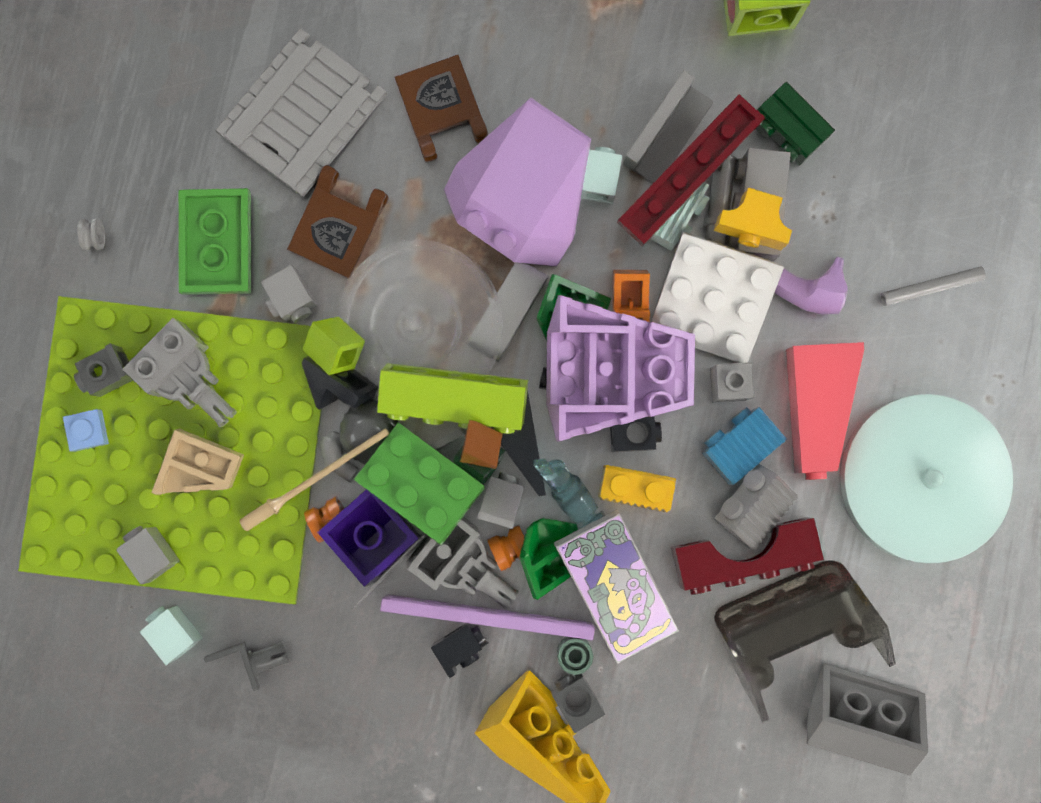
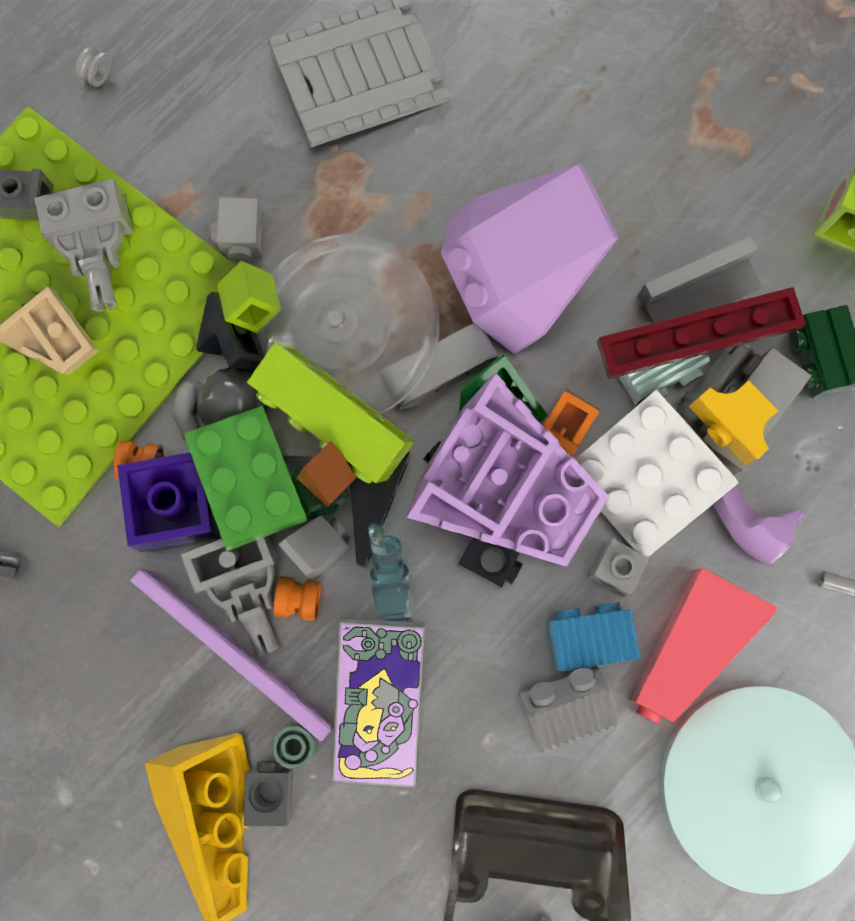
camera: 30 degrees right, 5 degrees down
(214, 241) = (202, 139): bright green plate -> none
(273, 505) = (95, 416): tan piece -> none
(334, 229) = (322, 195): reddish brown flag -> none
(380, 580) = (139, 551): light grey sticker -> none
(438, 100) = (494, 132): reddish brown flag -> none
(459, 647) = (185, 667): black brick -> none
(540, 558) = (317, 625): green slope -> none
(601, 175) = (608, 290): light aqua brick -> none
(636, 488) = (459, 615): yellow brick -> none
(789, 545) = (580, 769): dark red arch -> none

